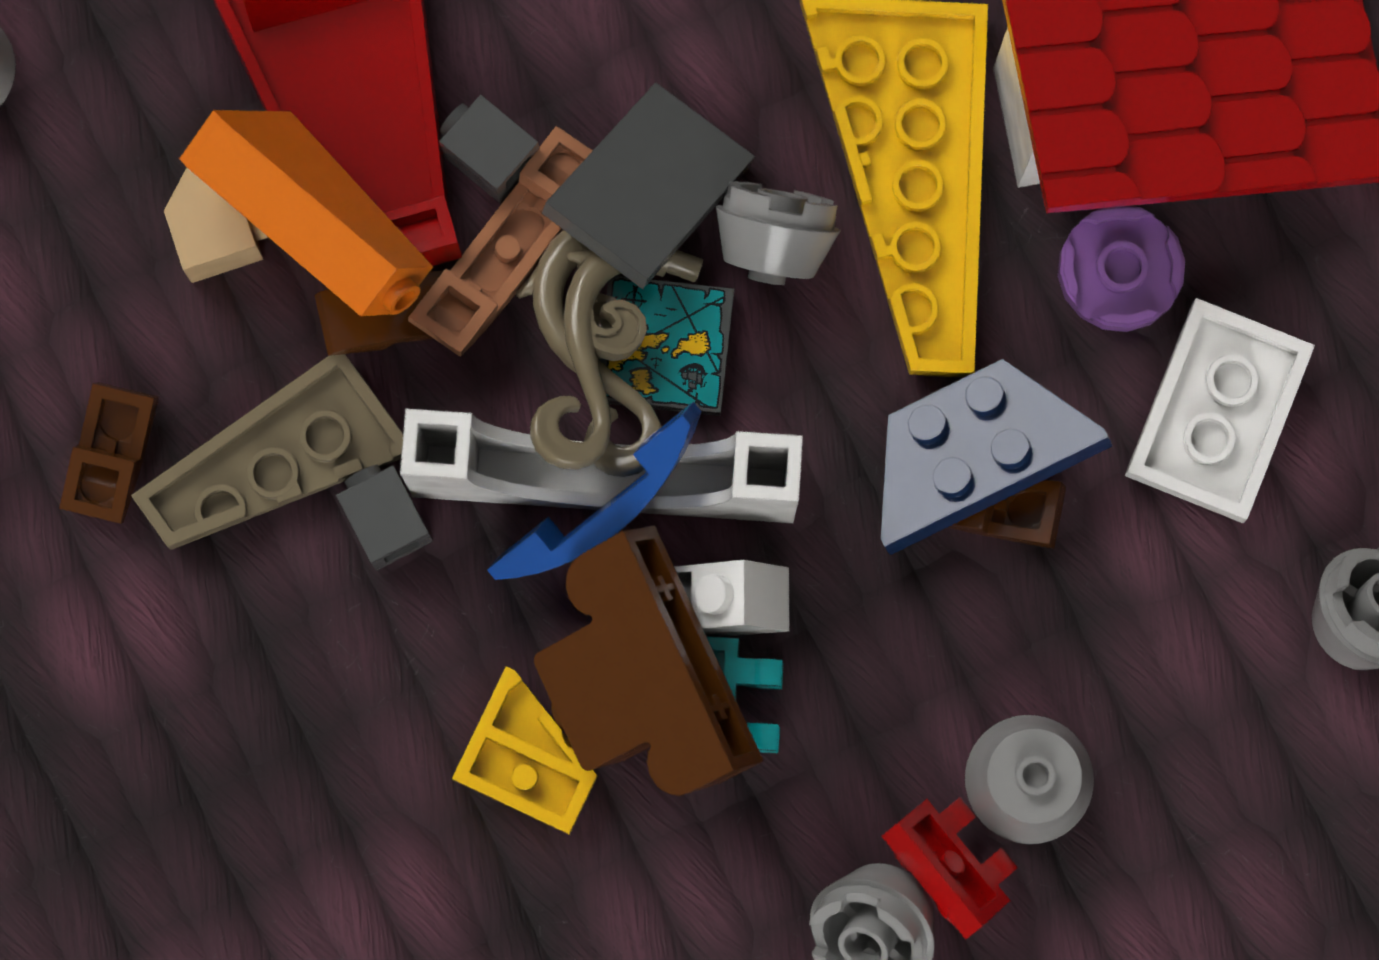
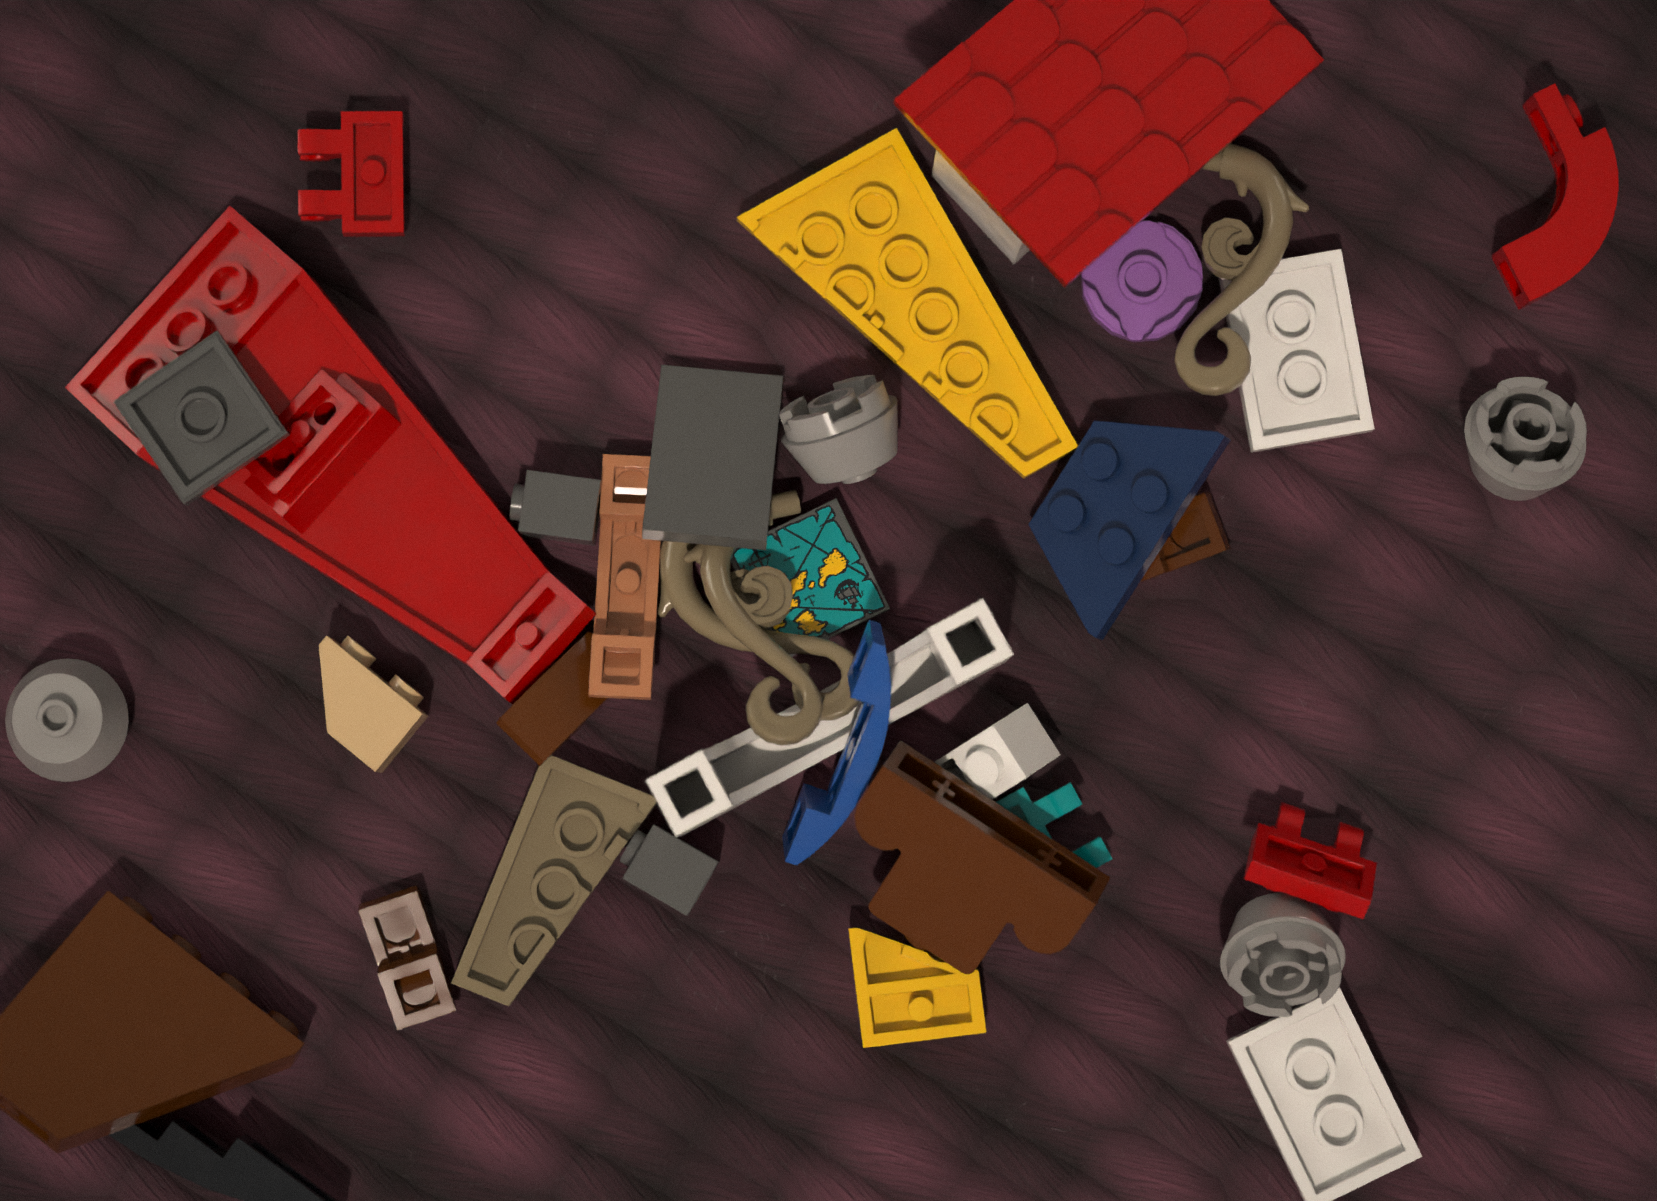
camera: 35 degrees left, 5 degrees up
(308, 207) = (451, 658): orange slope -> none
(1029, 779) = (1328, 752): light grey cone -> none
(1216, 312) = (1246, 272): none -> dark tan plant

